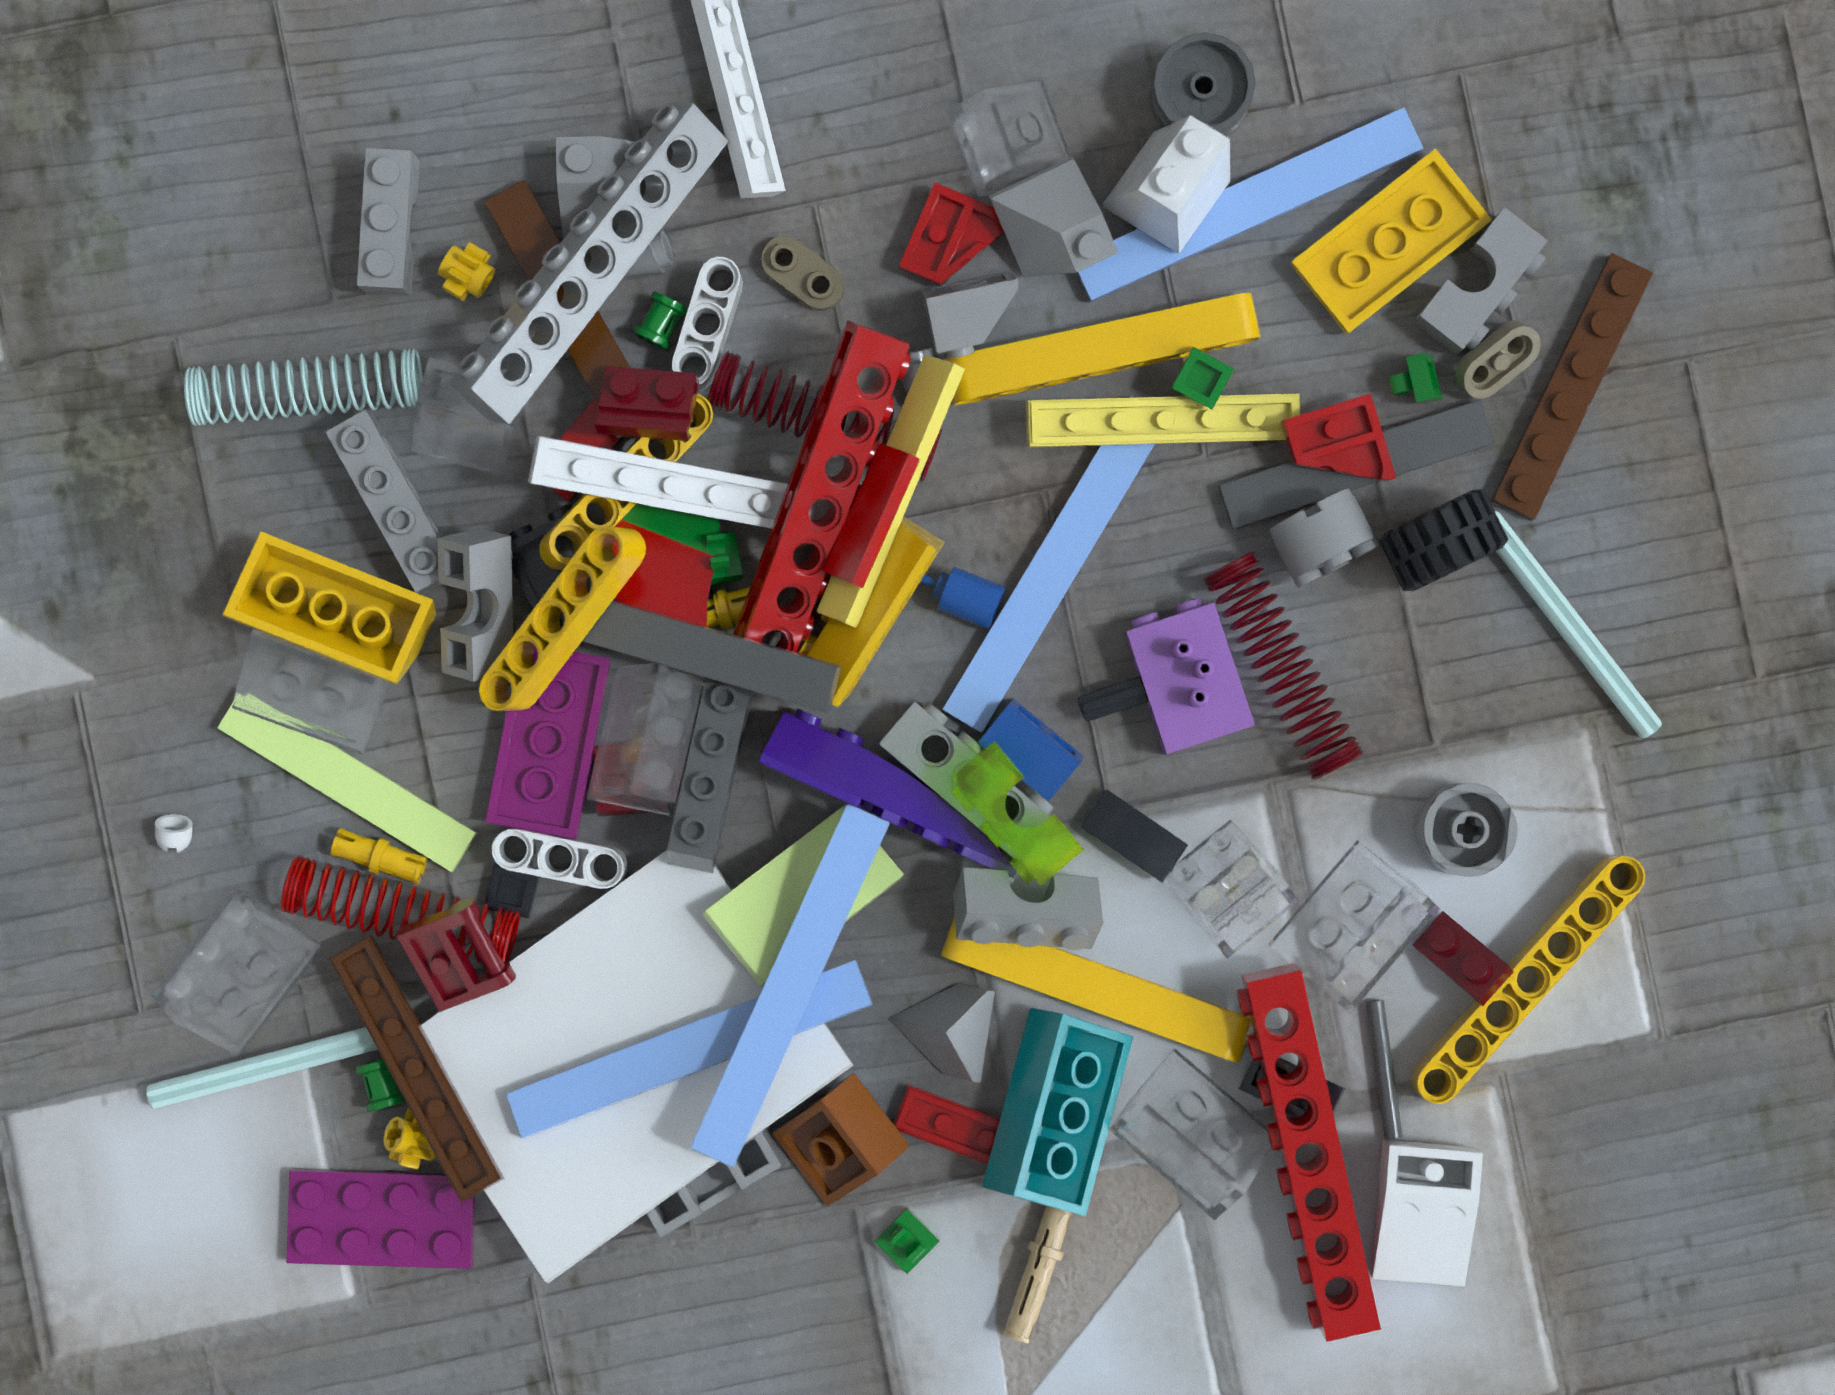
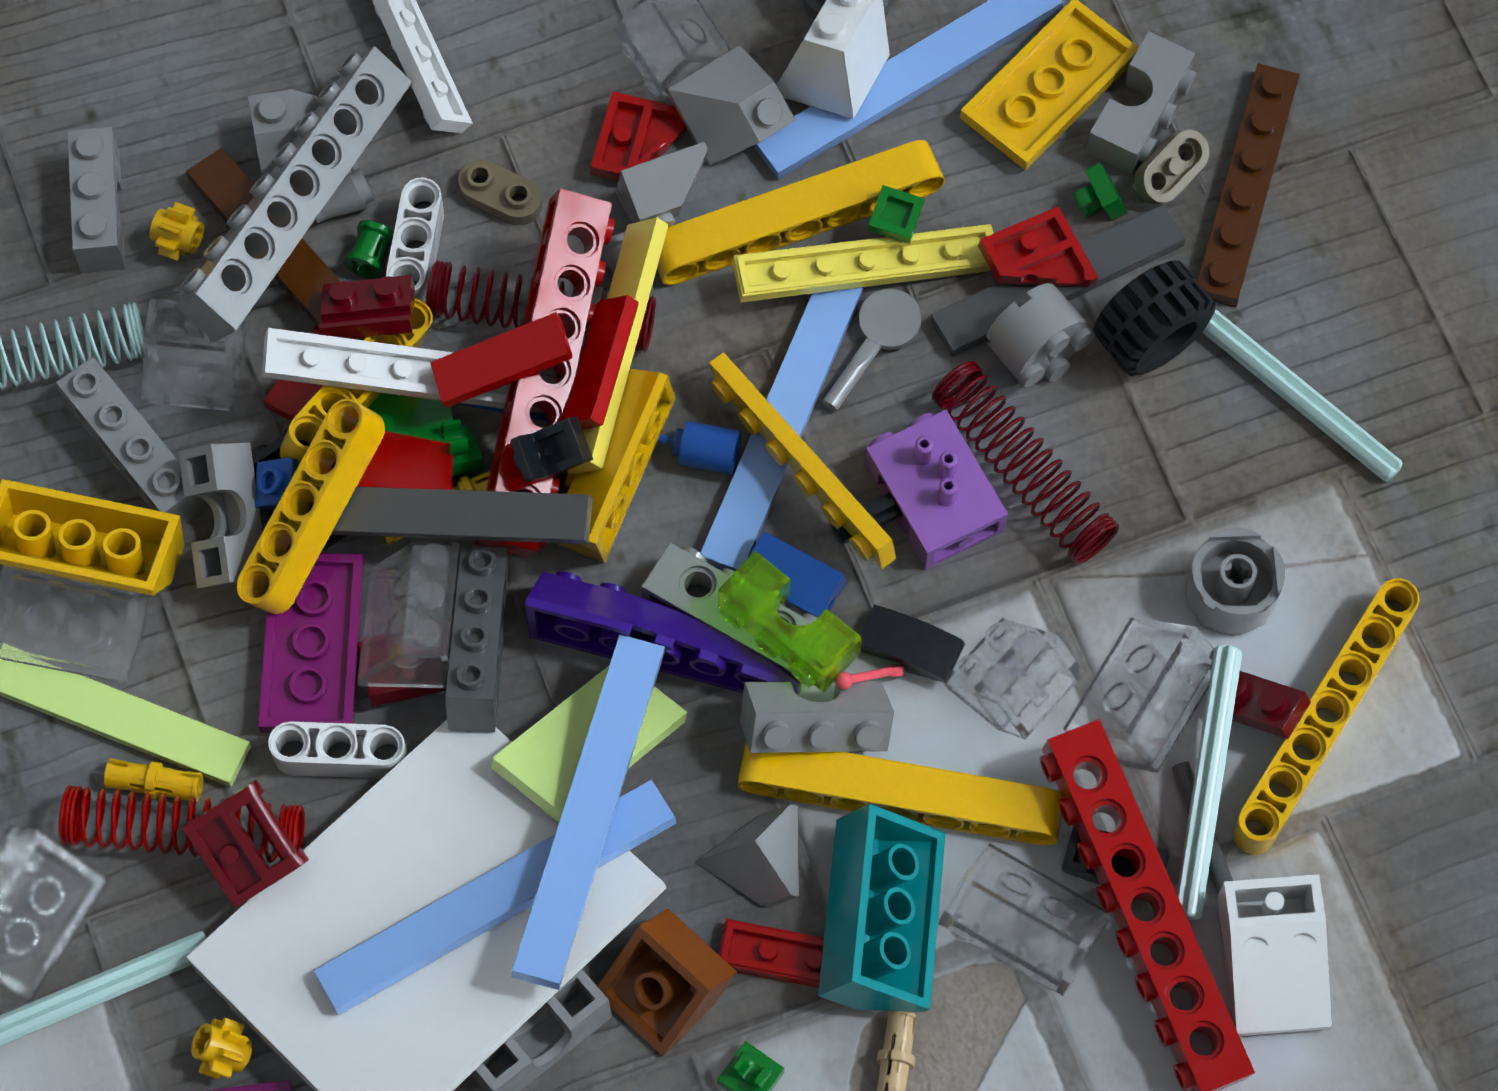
camera: 15 degrees left, 20 degrees down
(379, 1085) = (181, 1000): green bush -> none
(416, 1068) = (218, 969): reddish brown tile -> none
(511, 891) = (293, 789): black tile -> none
(531, 579) = (272, 481): none -> blue bracket
(772, 500) = (501, 360): none -> red tile
(807, 605) = (551, 450): none -> black bracket
(1061, 878) = (844, 680): none -> coral hinge
(1065, 655) = (810, 472): none -> yellow plate
(1174, 485) = (887, 322): none -> light grey piece
(1397, 1030) = (1208, 780): none -> light aqua axle

